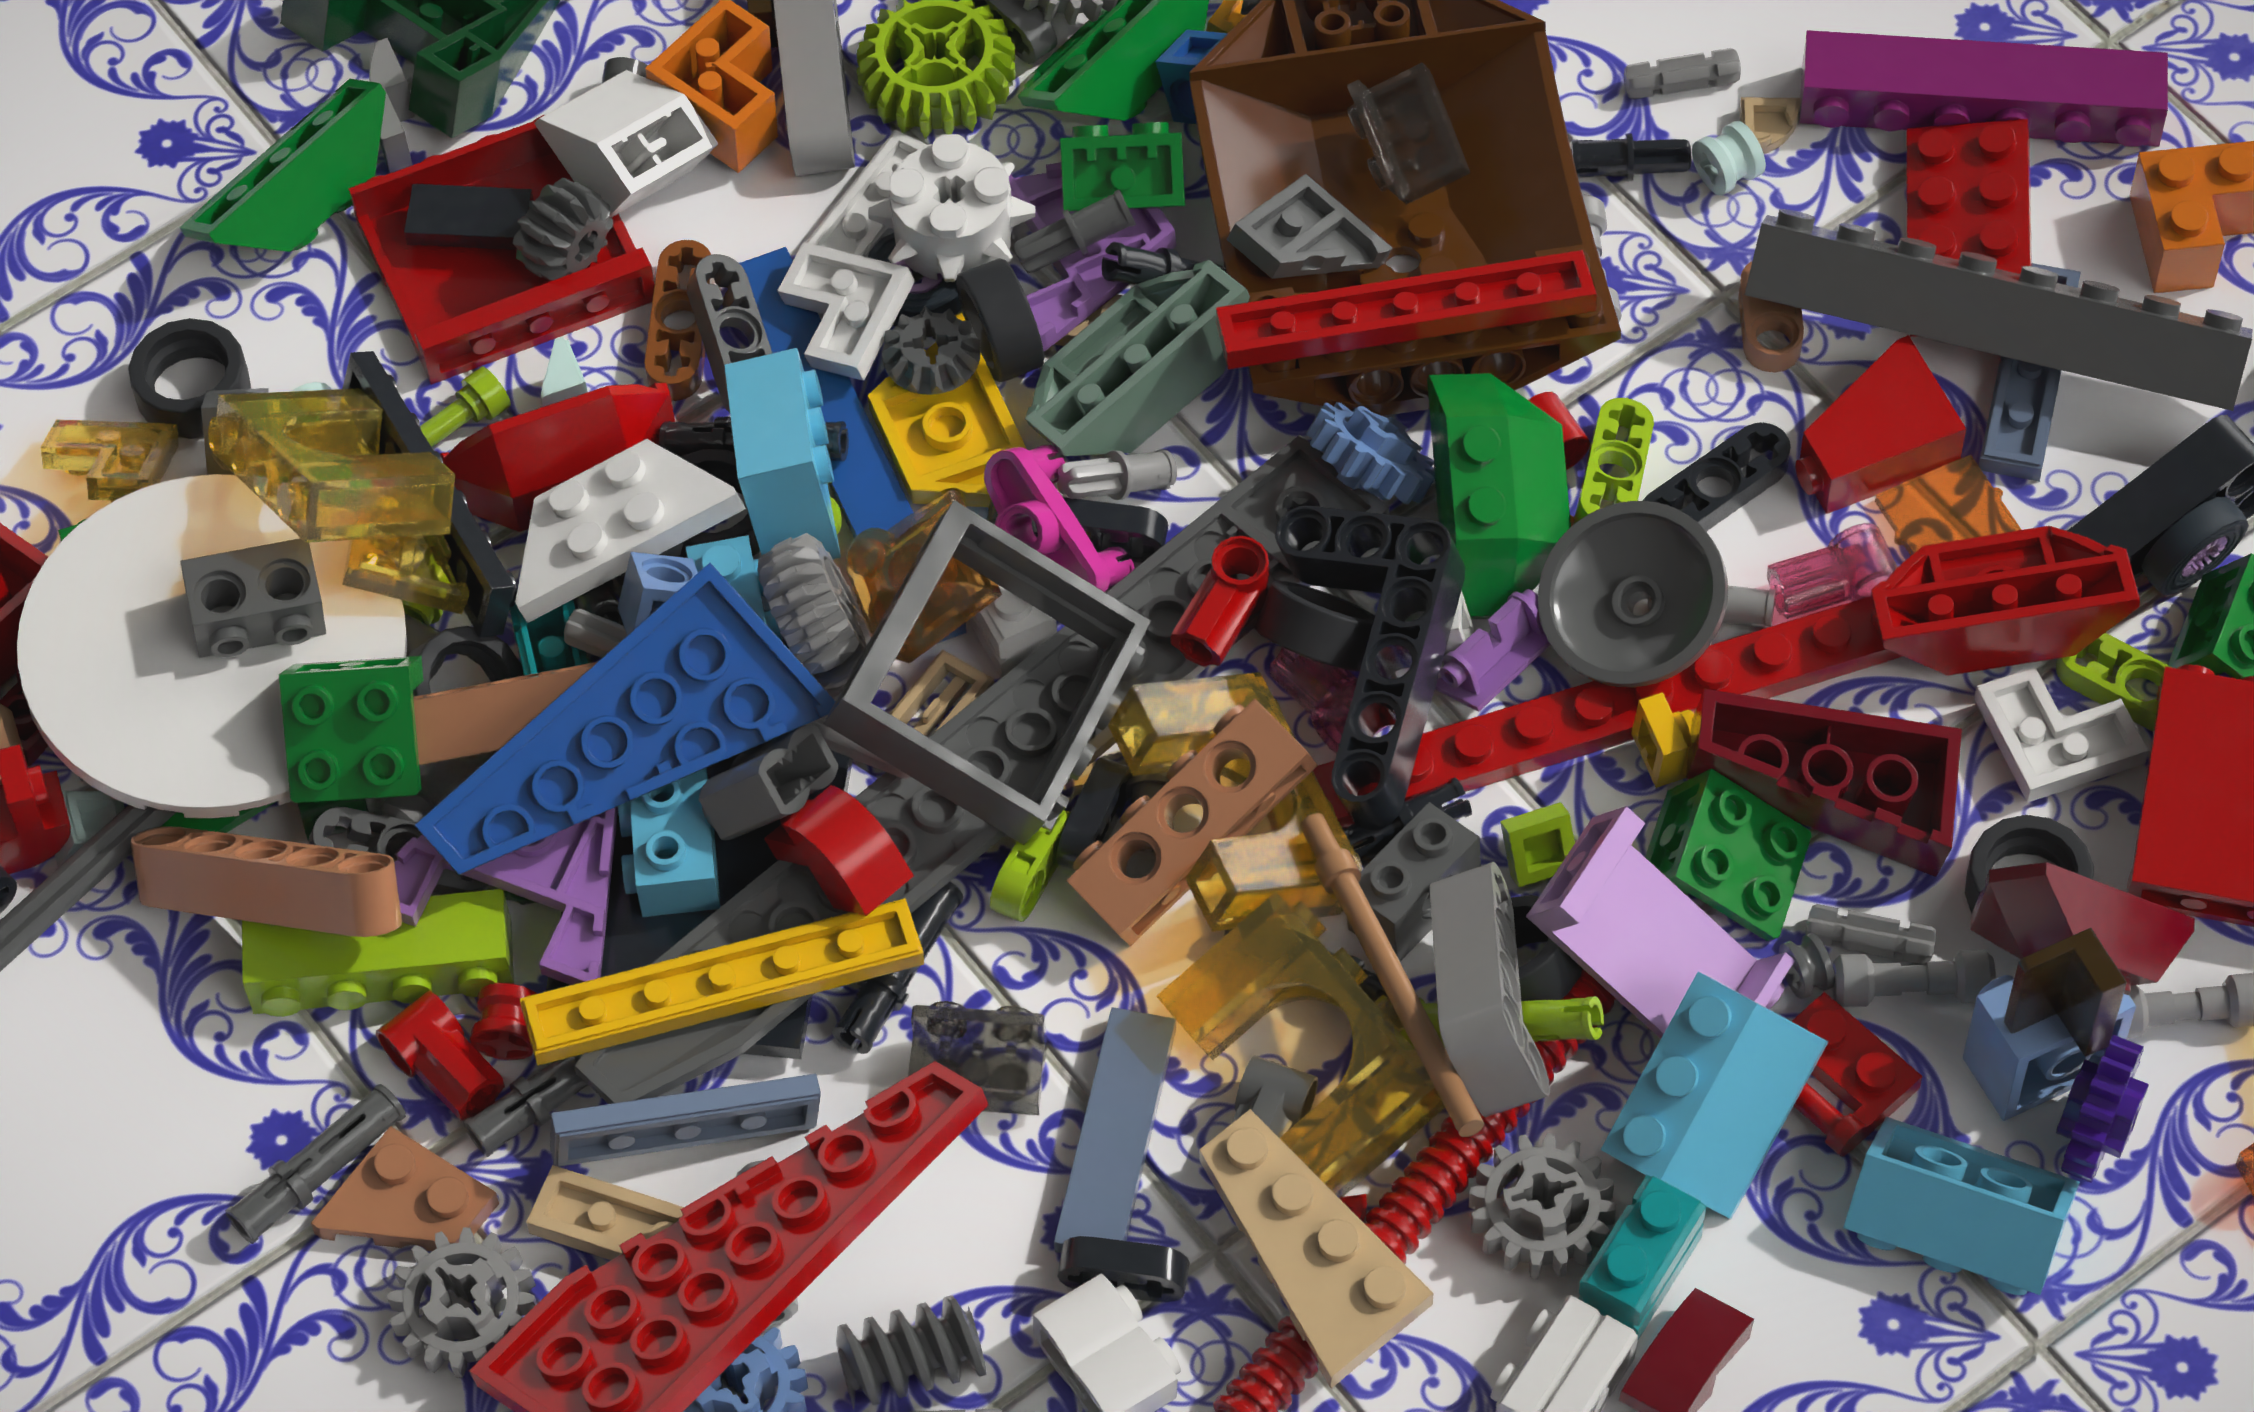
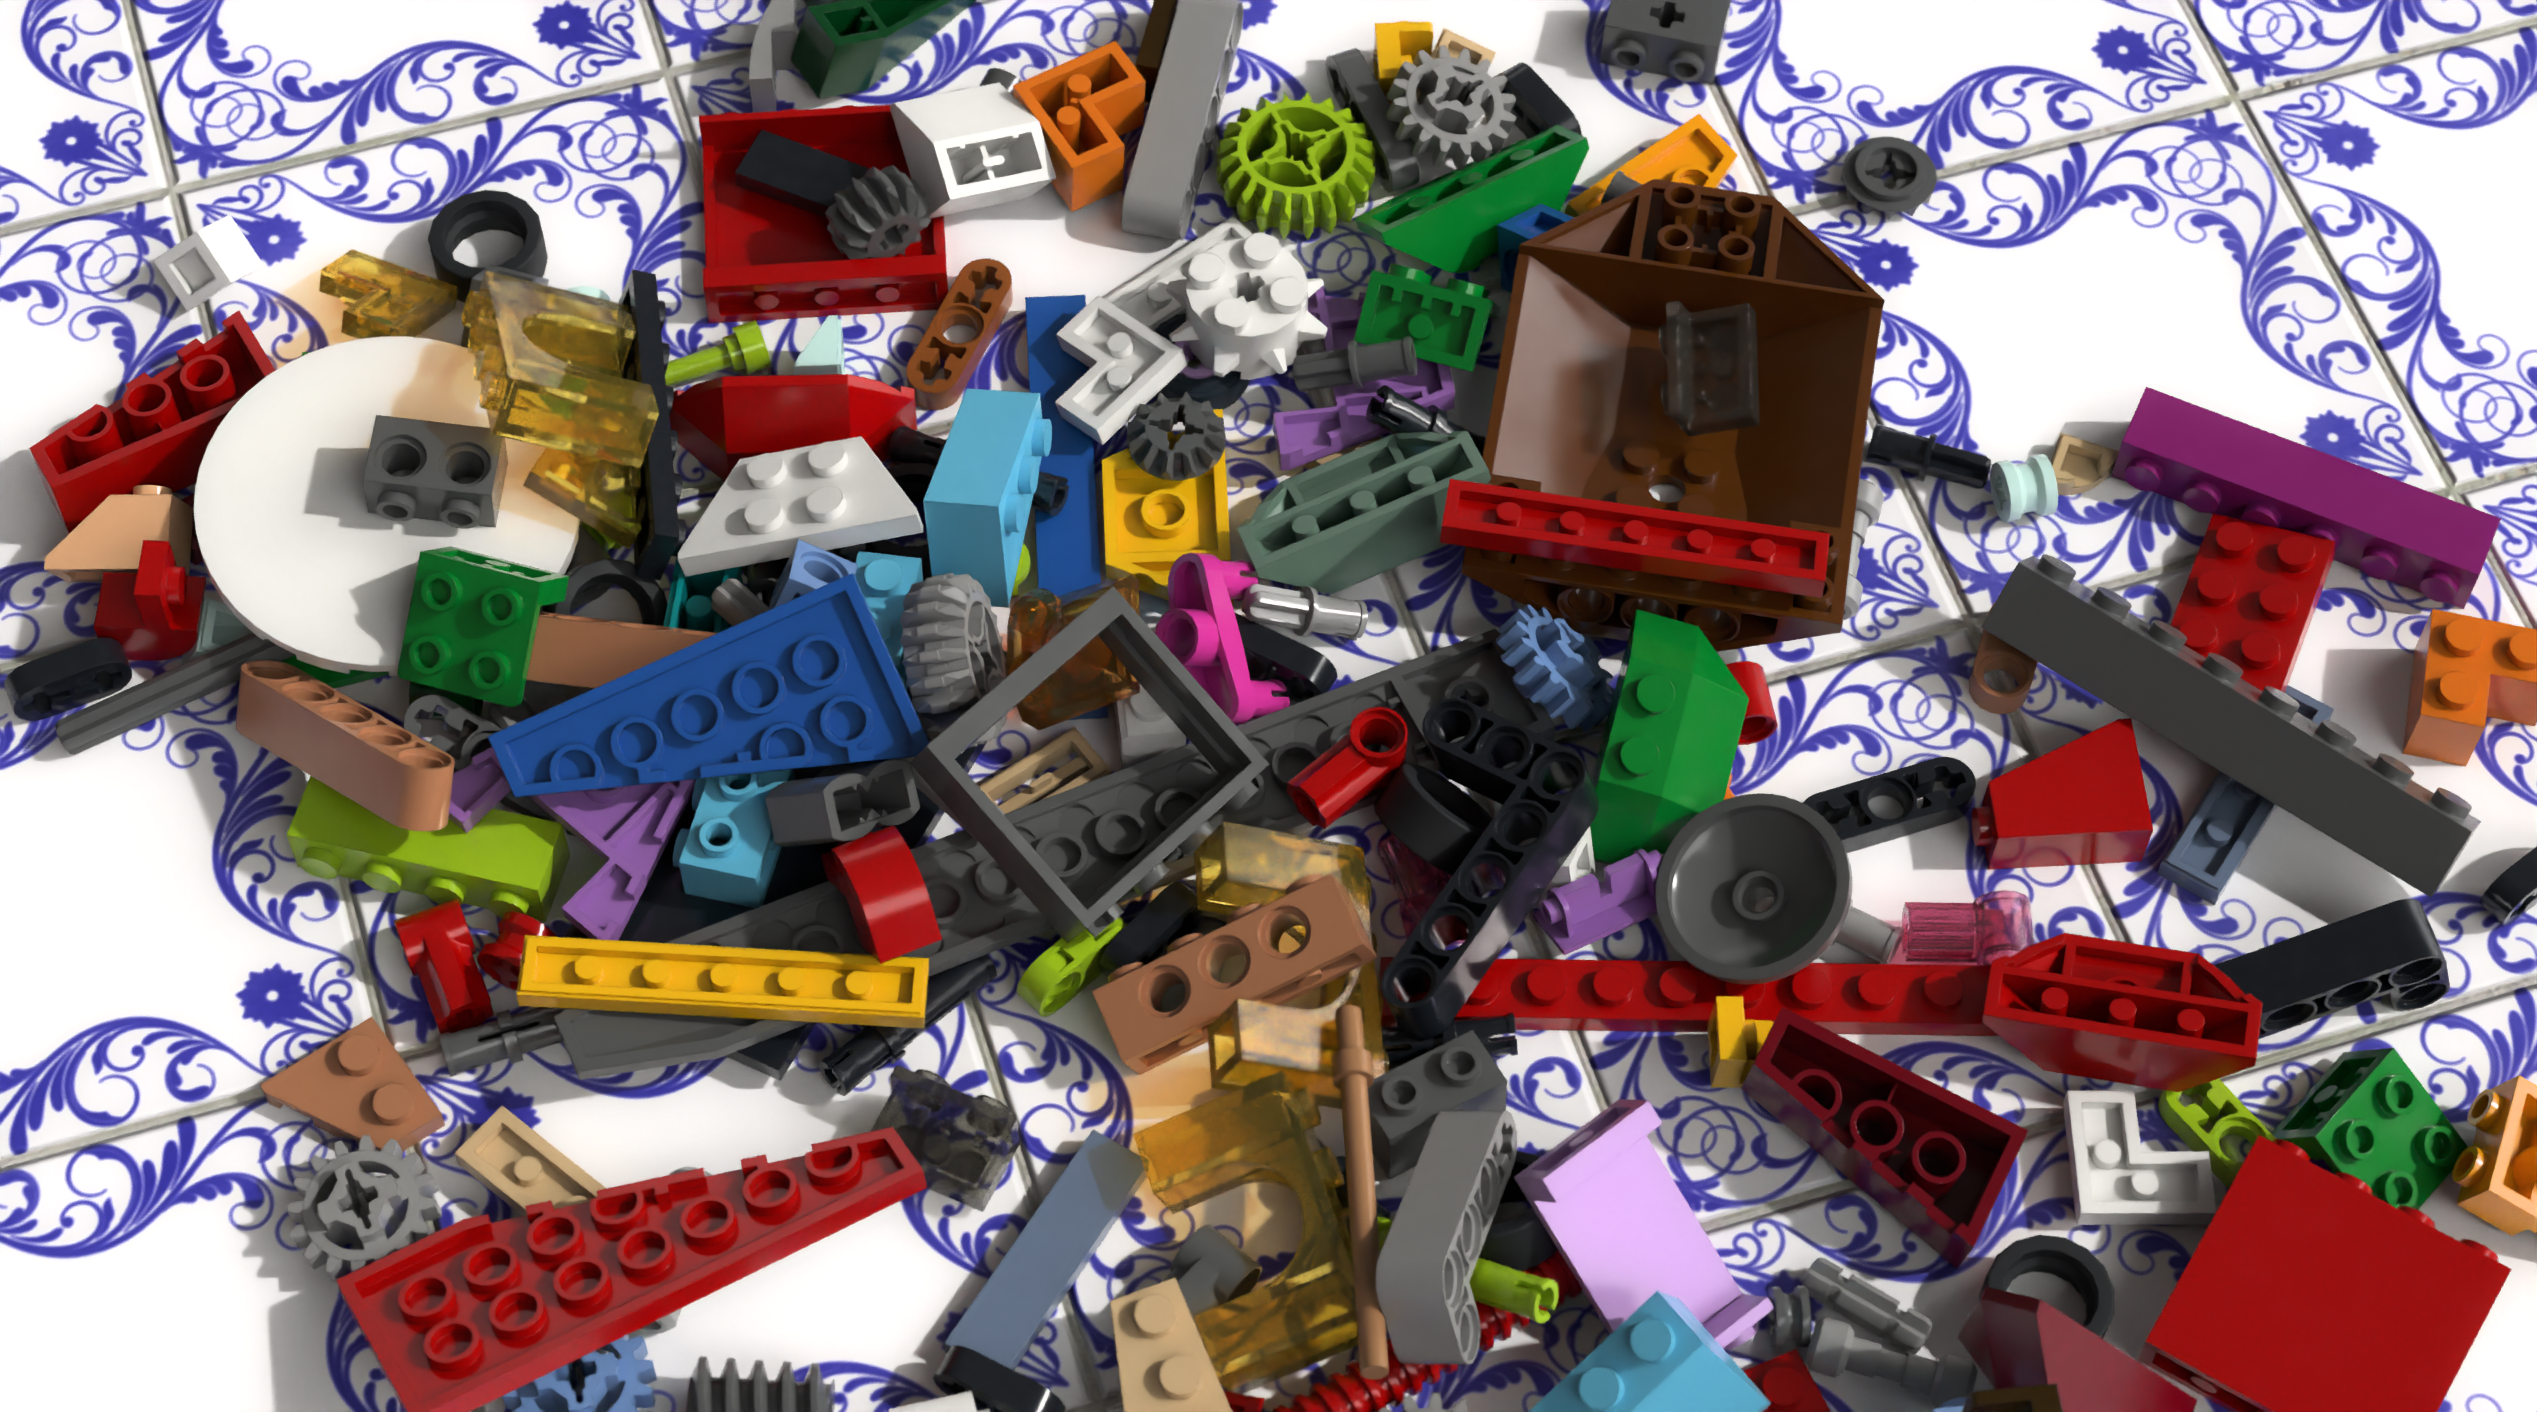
camera: 15 degrees right, 0 degrees up
(295, 1180) = (288, 1029): dark grey pin -> none
(299, 177) = (659, 94): green wedge -> none
(684, 1120) = (639, 1104): sand blue tile -> none
(737, 312) = (1013, 344): dark grey beam -> none
(1001, 319) = (1252, 427): black tyre -> none
(1307, 234) = (1575, 435): dark grey wing -> none
(1537, 843) = (1567, 1102): lime tile -> none
(1606, 450) = (1791, 737): lime beam -> none
(1682, 73) = (2012, 391): light grey axle -> none
(1730, 851) = (1756, 1177): green bracket -> none
(1945, 506) = (2110, 901): clear orange piece -> none
(2194, 545) = (2341, 1021): black bush -> none

